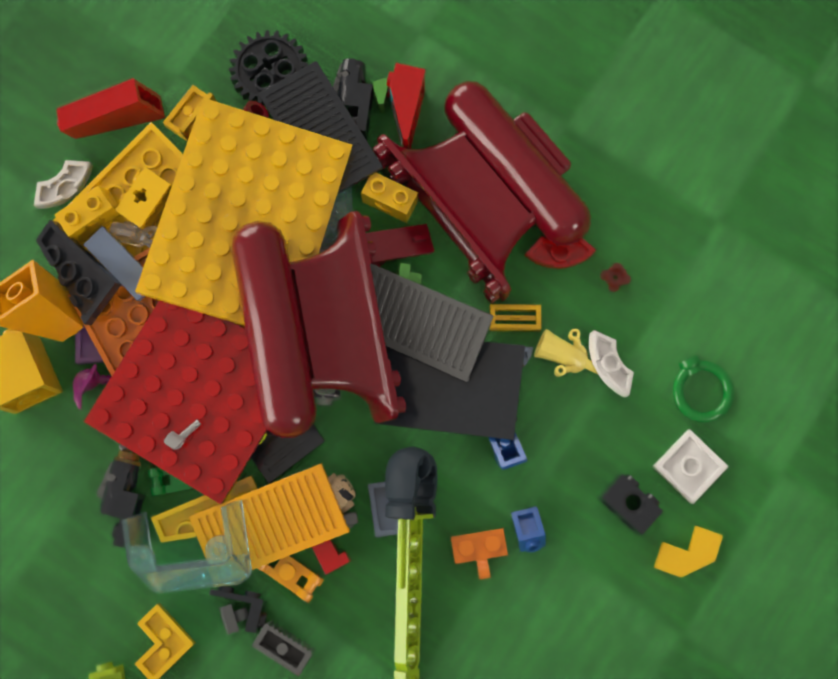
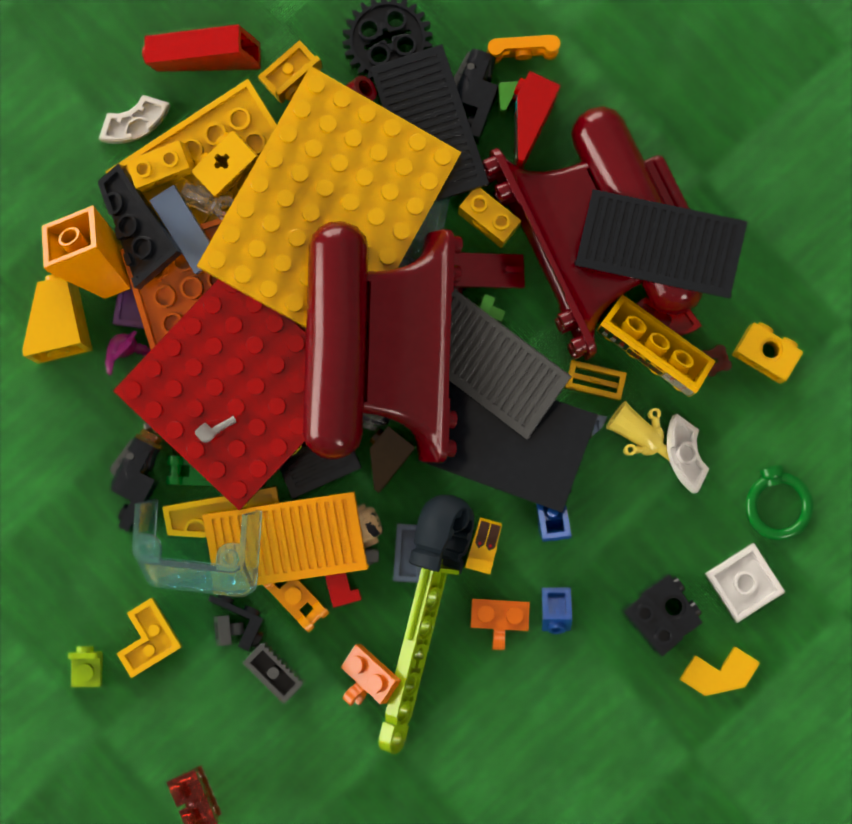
camera: 10 degrees right, 5 degrees up
(346, 425) = (387, 456): none -> dark brown slope
(373, 630) = (370, 677): none -> orange plate
(388, 49) = (524, 47): none -> light orange plate
(450, 486) = (483, 546): none -> yellow leg
(545, 183) = (661, 243): none -> black window
(561, 275) = (656, 346): none -> yellow slope
(618, 523) = (652, 624): none -> black bracket
(644, 262) = (751, 352): none -> yellow brick

